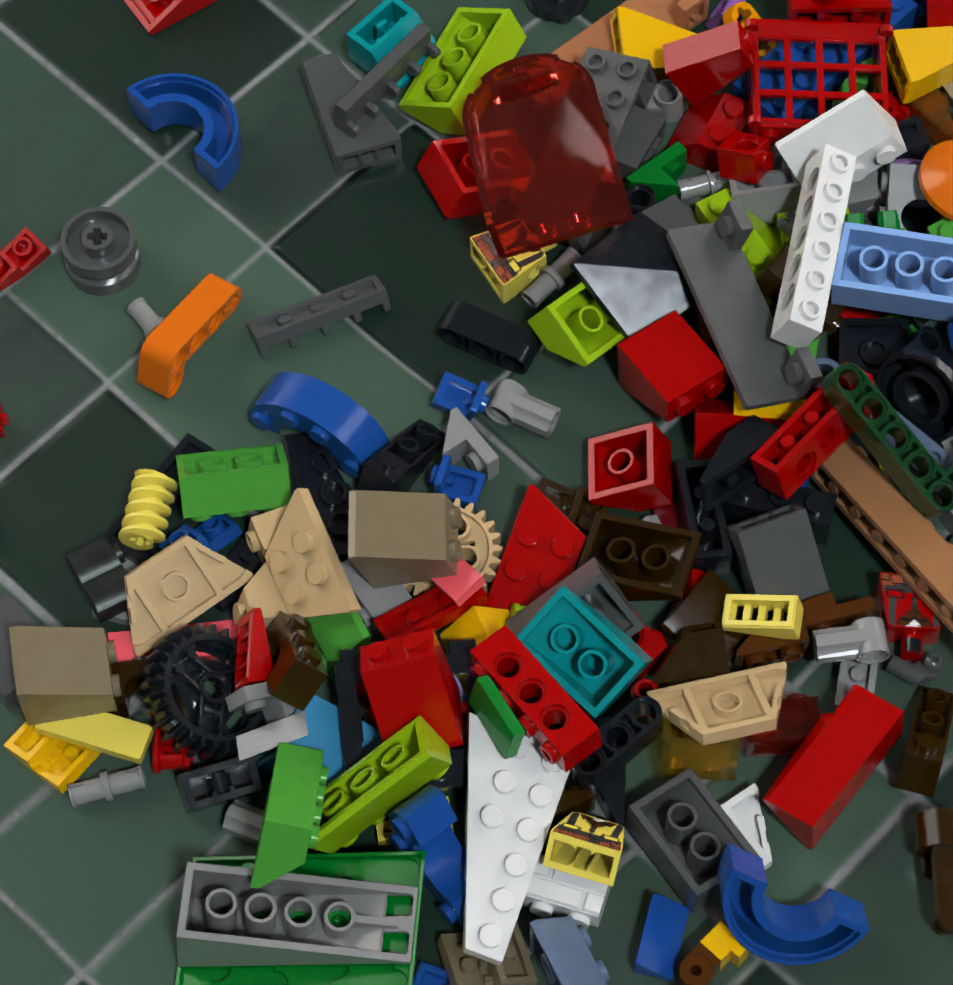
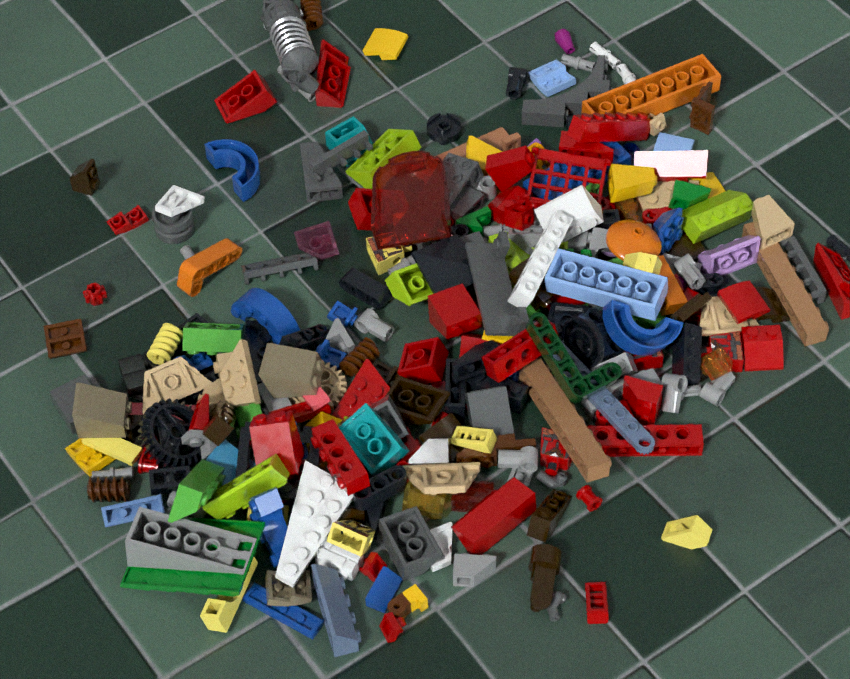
camera: 10 degrees right, 10 degrees down
(107, 216) = (178, 201): none -> white wing
(107, 818) = (109, 490): none -> reddish brown piece
(160, 850) = (126, 511): none -> medium blue slope
(270, 735) = (197, 457): light grey sticker -> none
(382, 257) = (317, 240): none -> clear pink slope
(496, 716) = (317, 462): green tile -> none
(512, 479) = (353, 362): none -> reddish brown piece
(633, 895) = (372, 566): none -> red tile
(782, 931) = (443, 592): blue brick -> none
(810, 871) = (472, 569): none -> light grey slope

